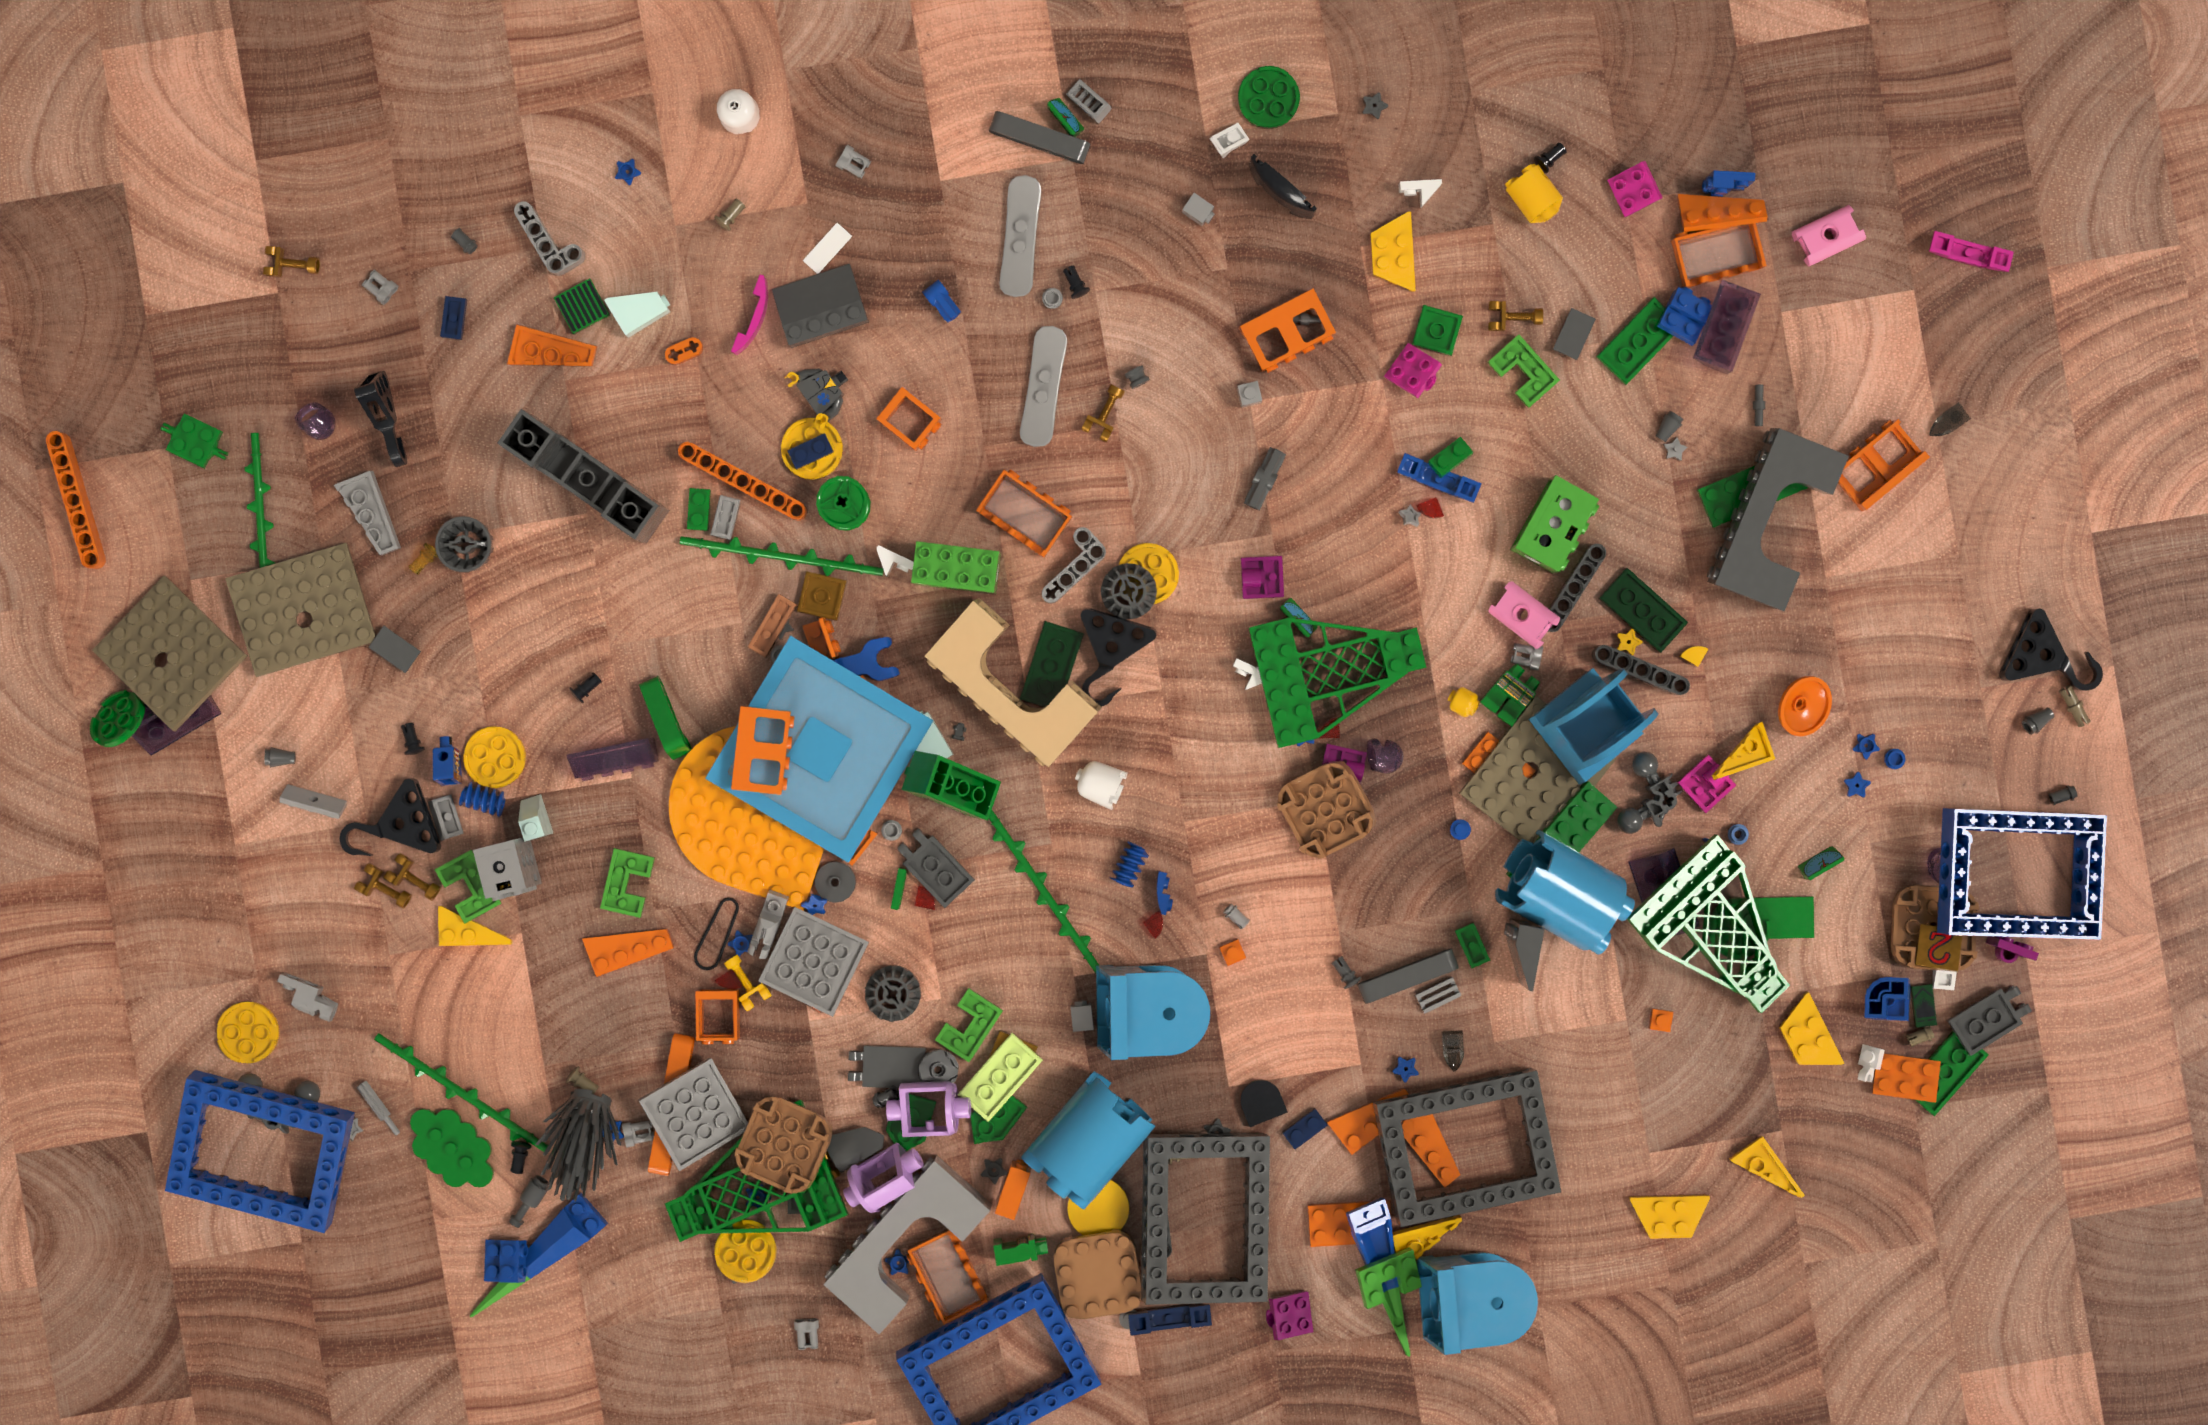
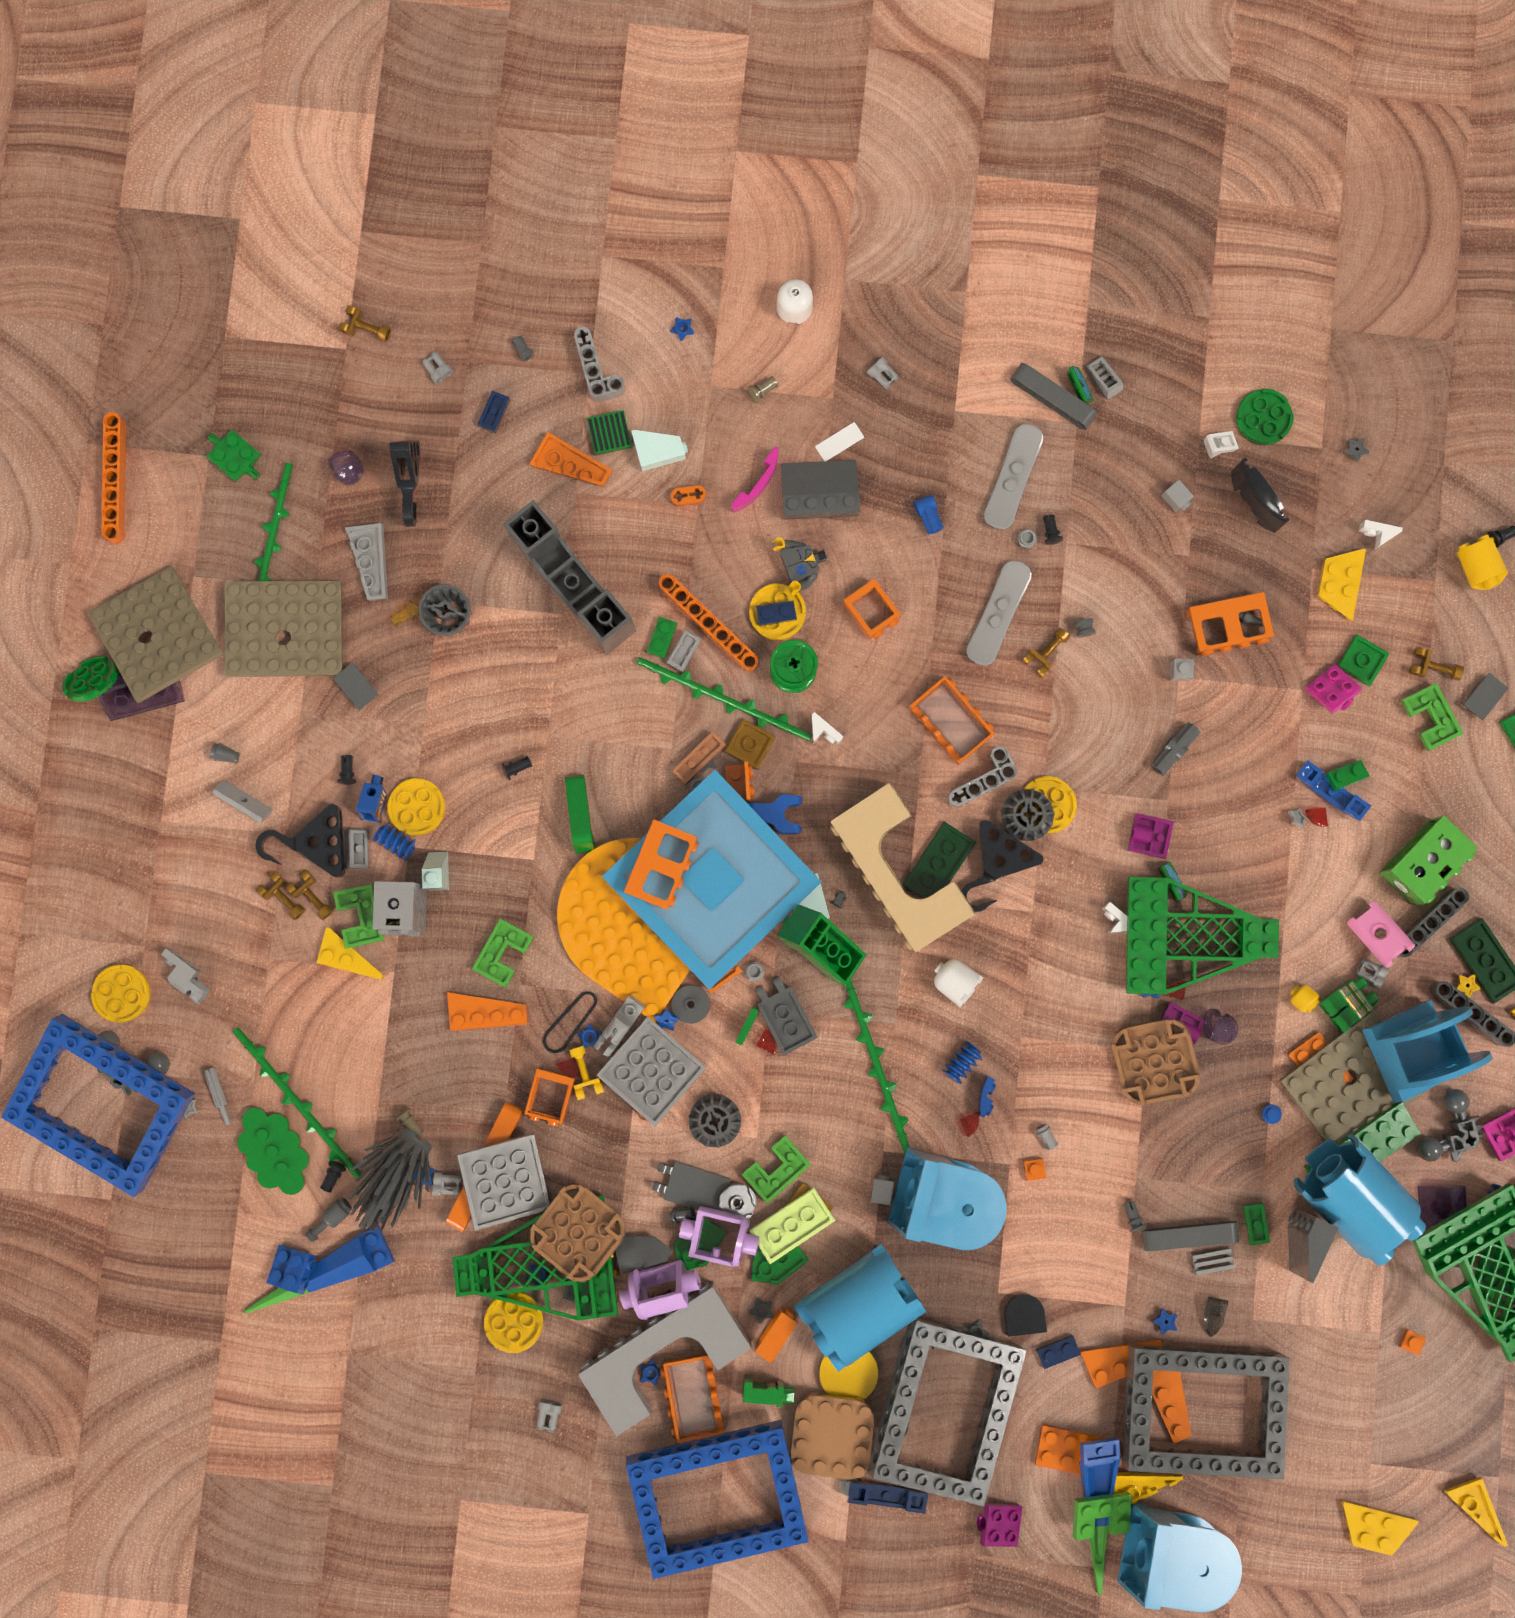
camera: 15 degrees right, 5 degrees down
(613, 758) = (523, 836): clear purple slope -> none
(956, 567) = (879, 751): bright green piece -> none

